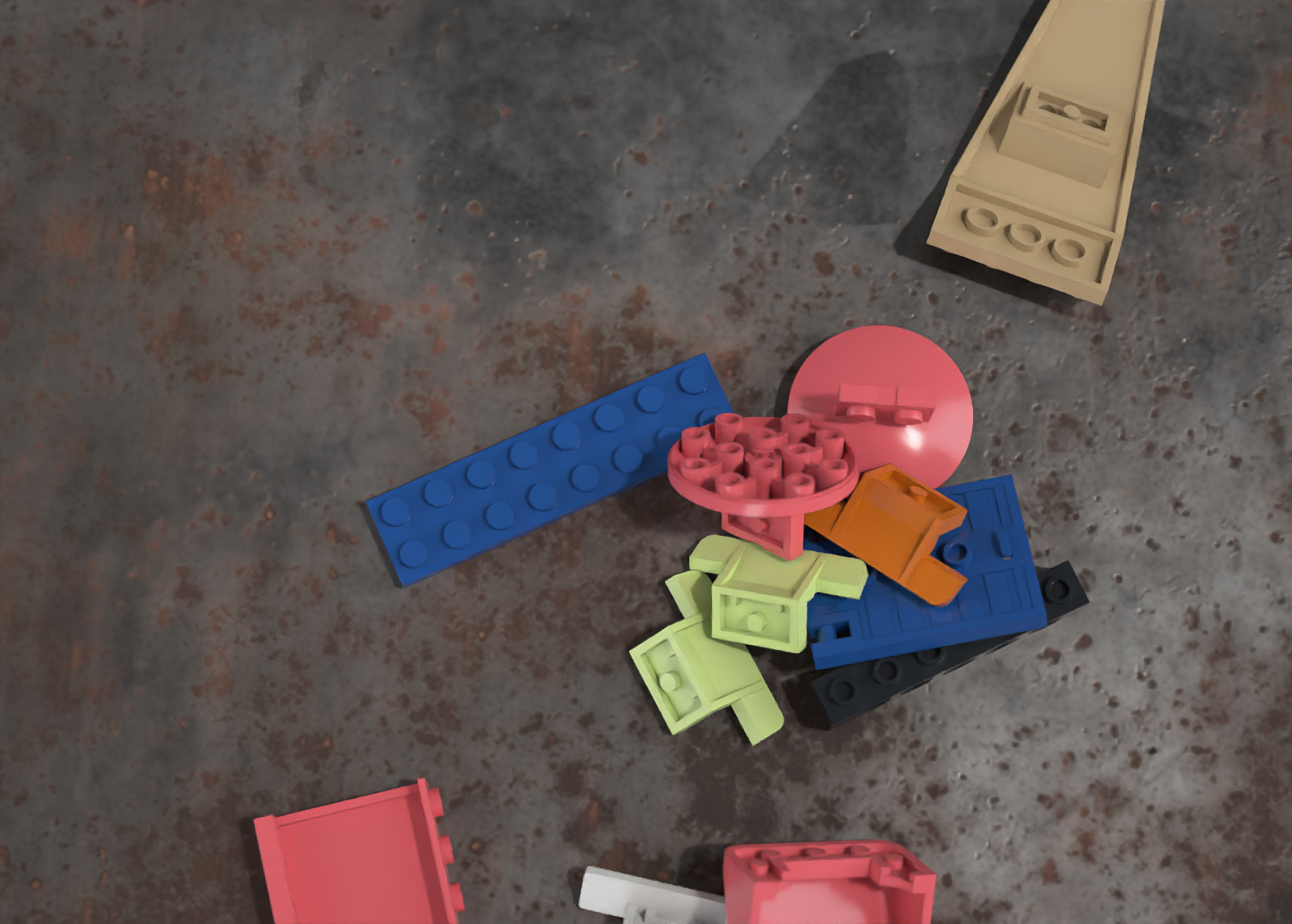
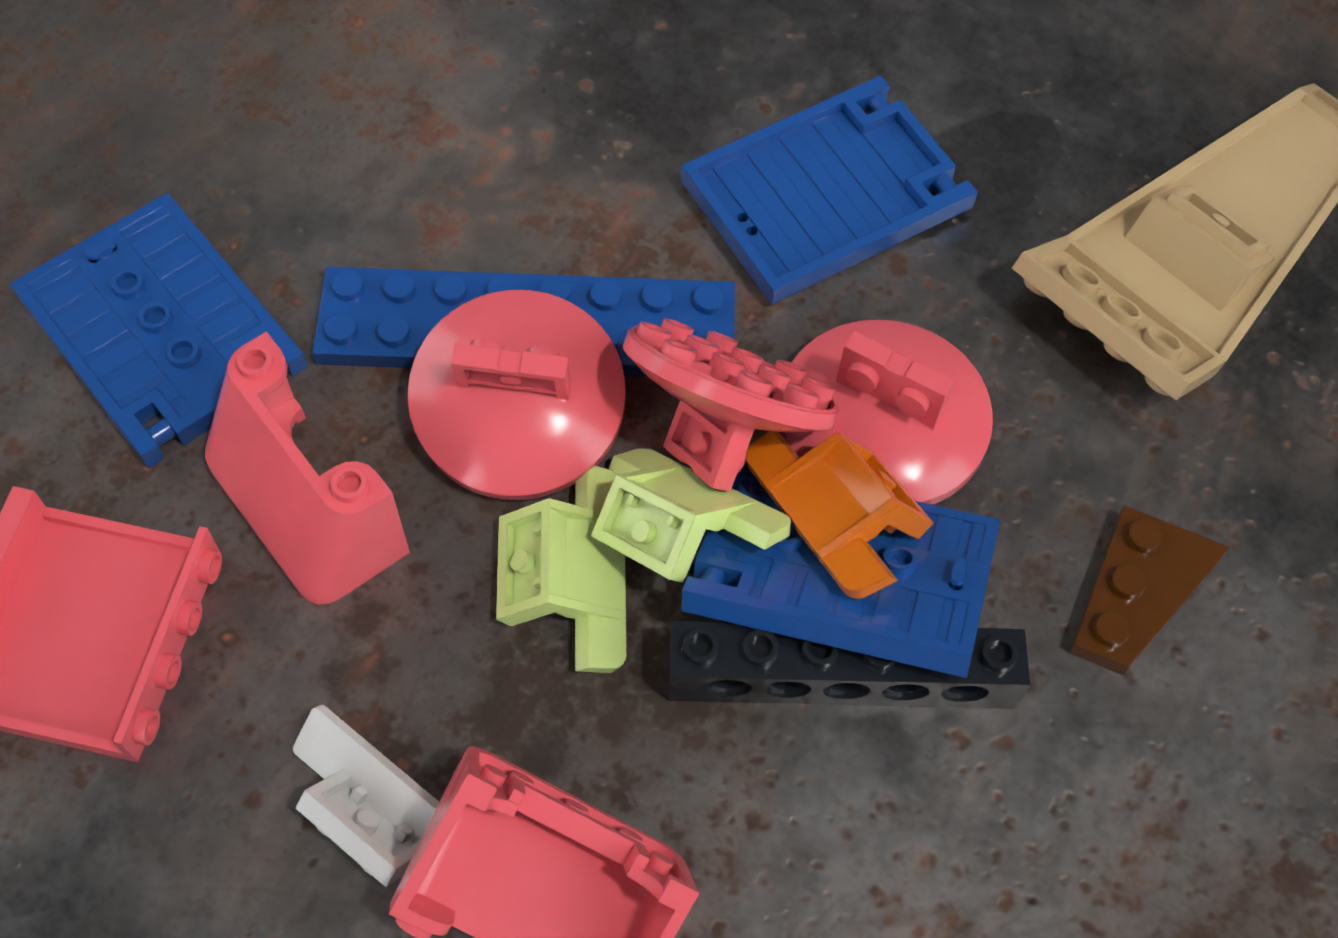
camera: 25 degrees right, 15 degrees down
(257, 619) = (150, 322): none -> blue door
(457, 722) = (319, 529): none -> coral windscreen
(591, 545) = (516, 394): none -> coral bracket
(735, 223) = (826, 188): none -> blue door
(1132, 468) = (1140, 587): none -> reddish brown wing

